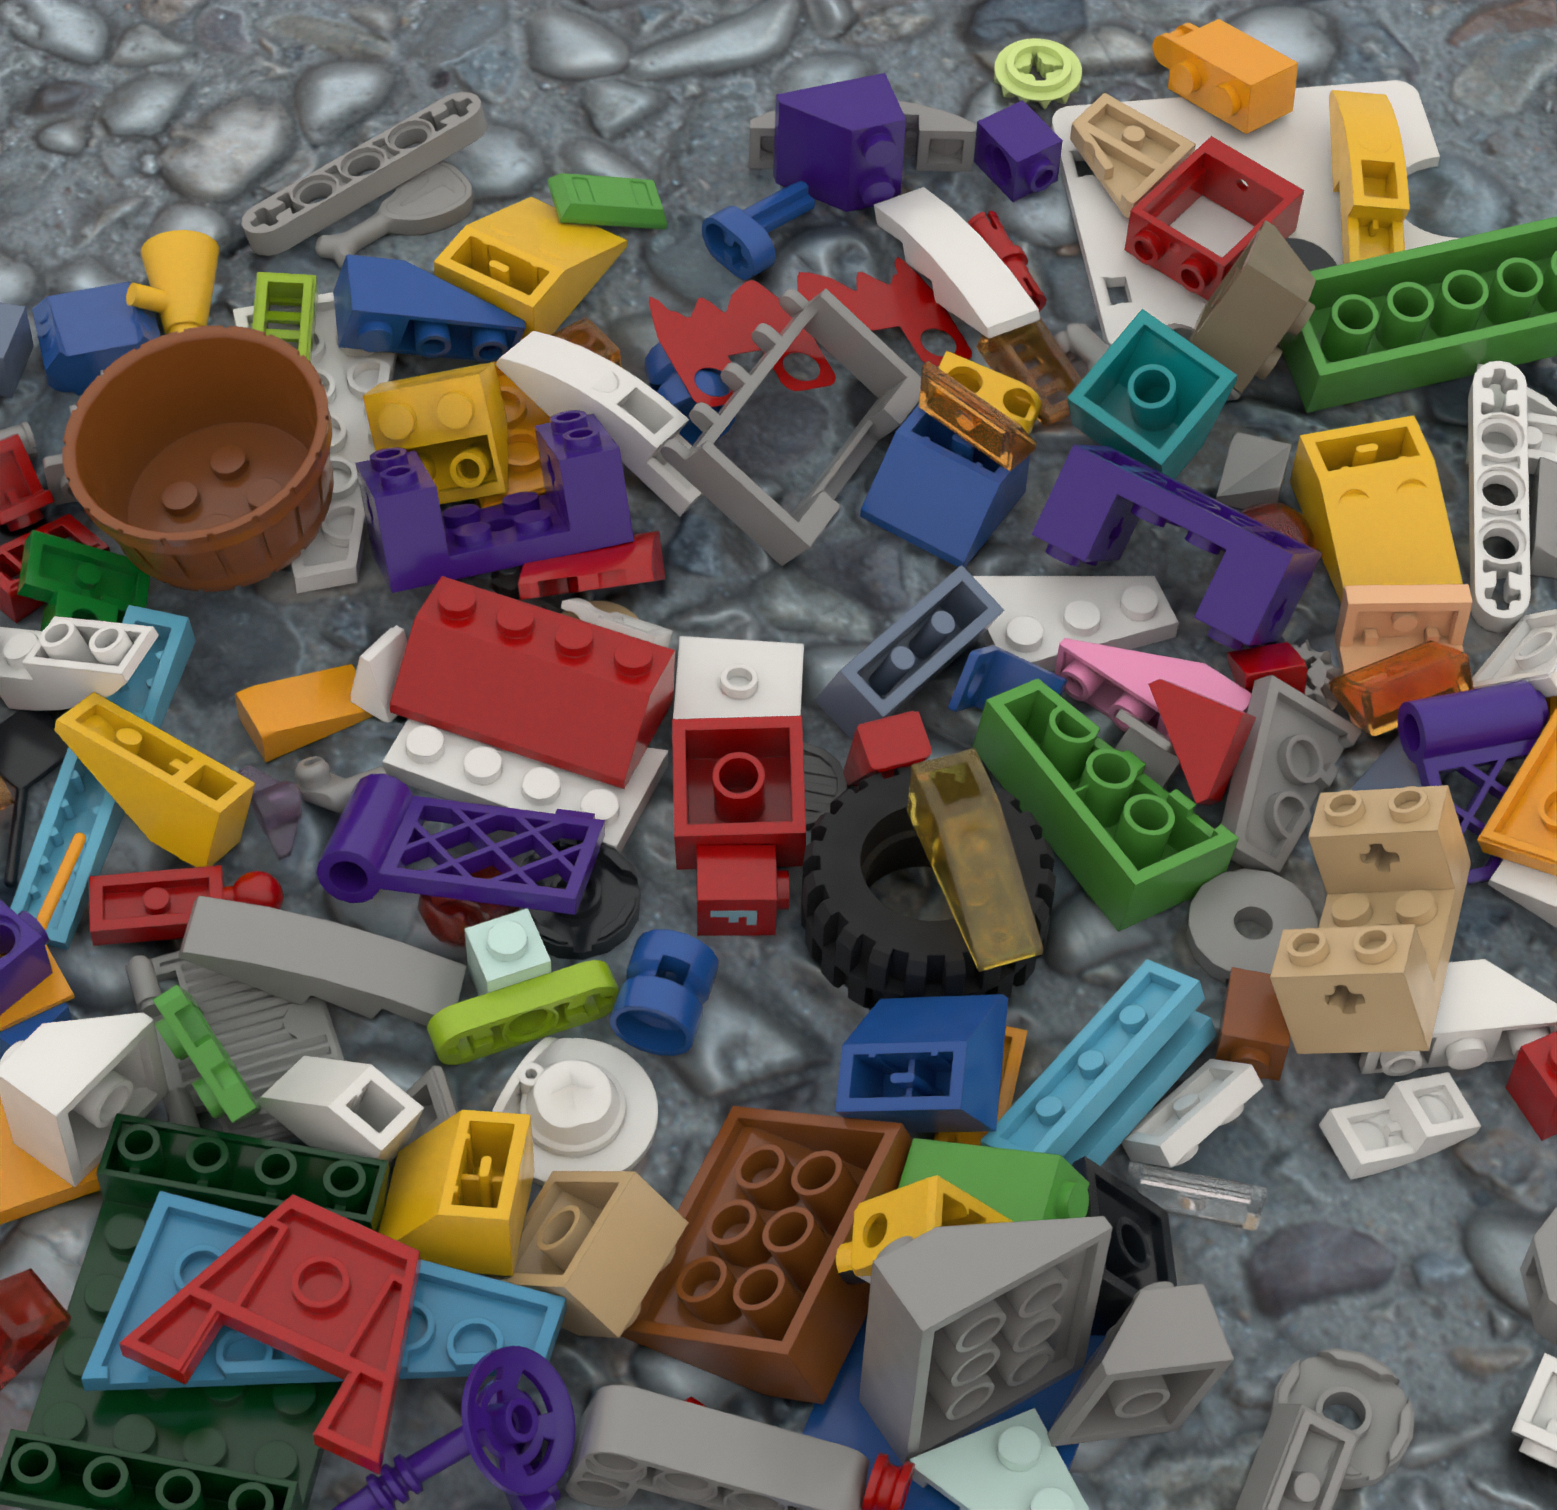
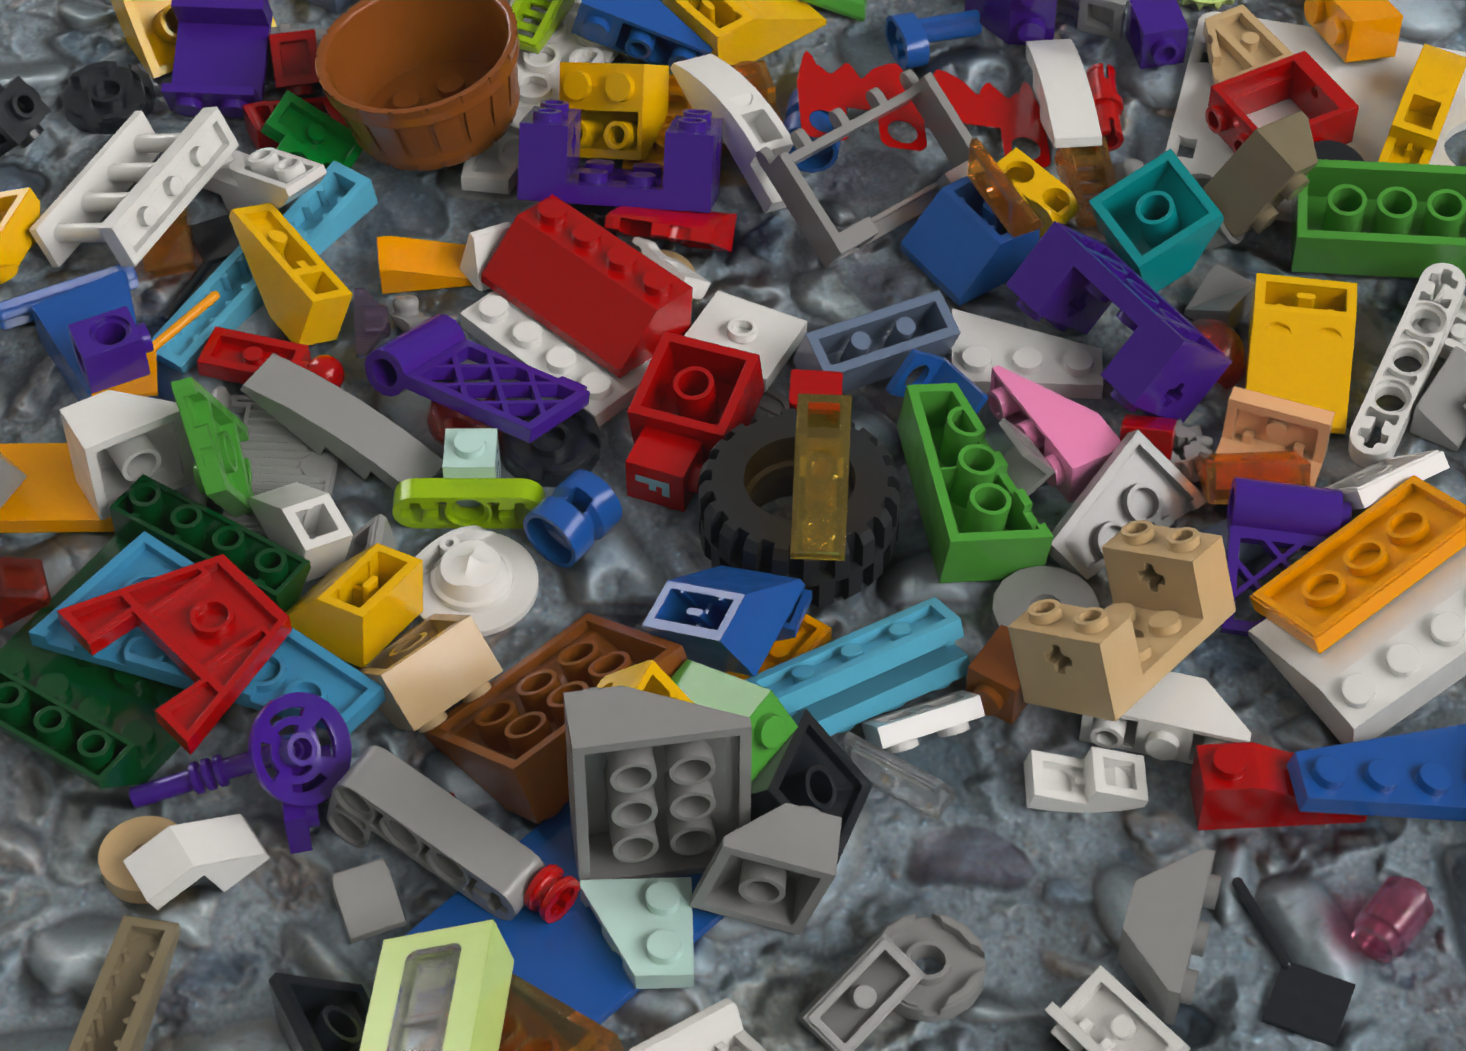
camera: 25 degrees right, 5 degrees down
(1204, 736) = (1060, 460): red slope -> none

